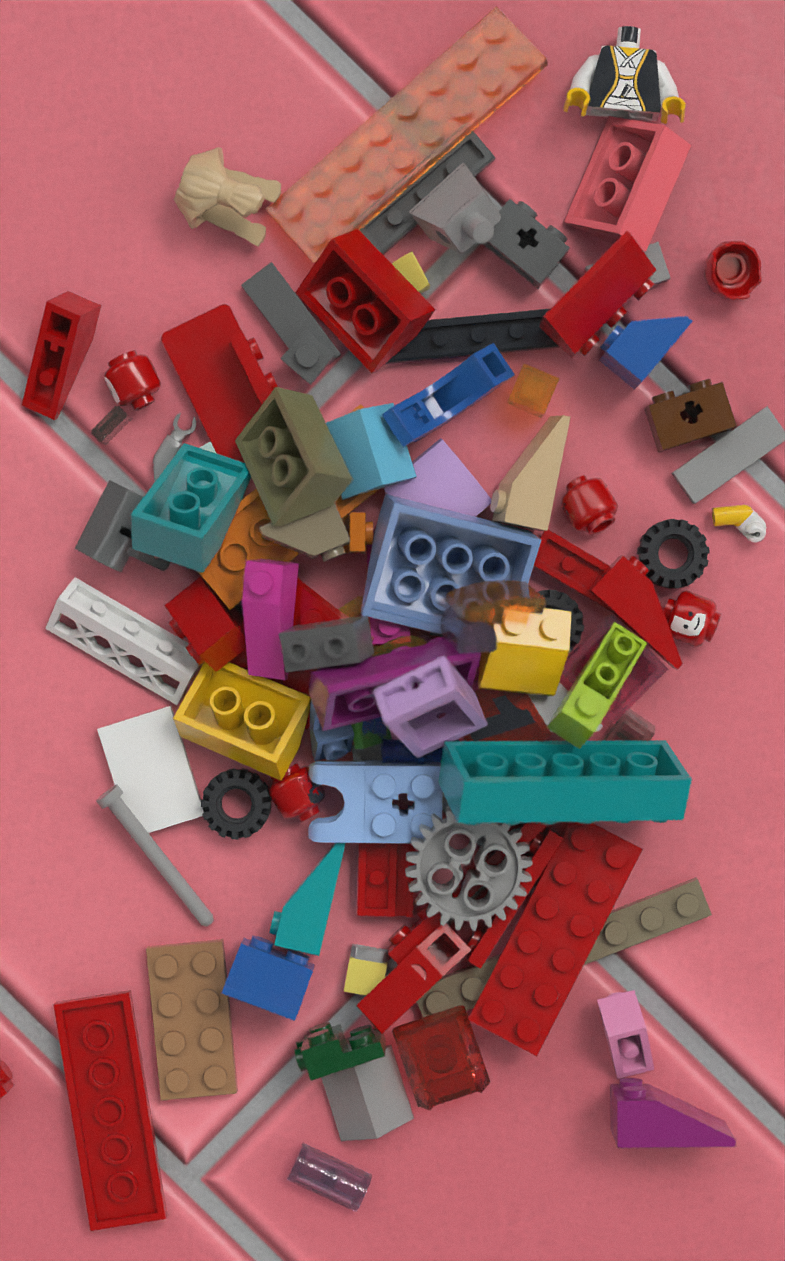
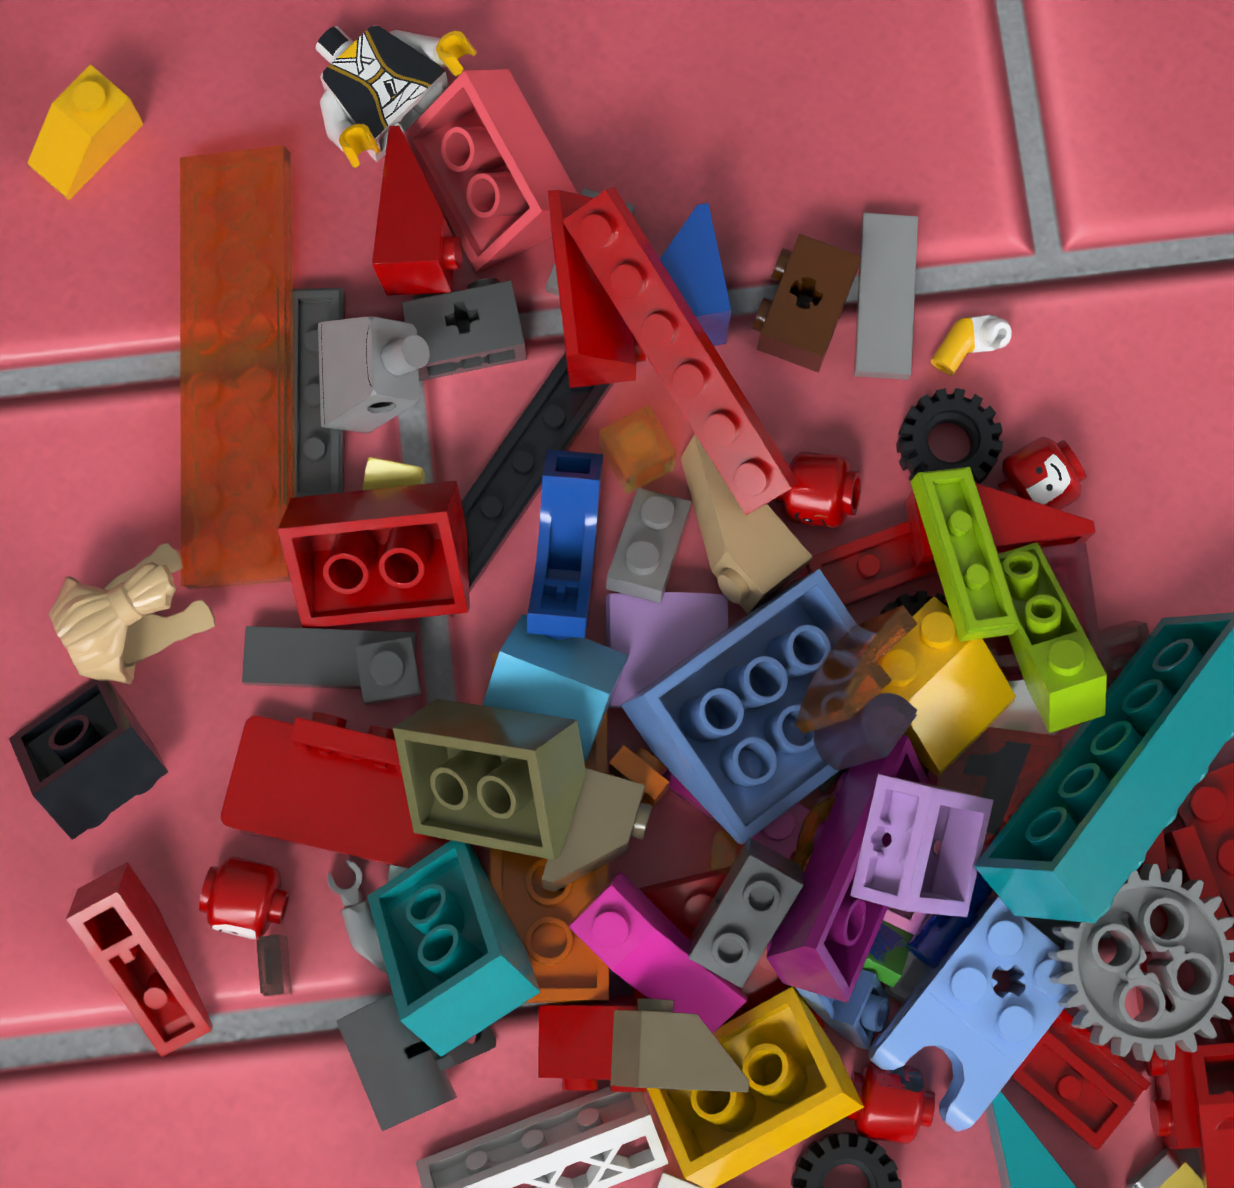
camera: 50 degrees left, 10 degrees down
(137, 237) = (87, 757): none -> black slope
(225, 661) = (670, 1051): none -> dark tan slope
(485, 438) = (648, 545): none -> light grey plate
(550, 174) = (412, 236): none -> red slope
(596, 372) = (680, 350): none -> red plate
(606, 609) = (965, 554): none -> lime tile
(733, 270) = (682, 132): red hair -> none

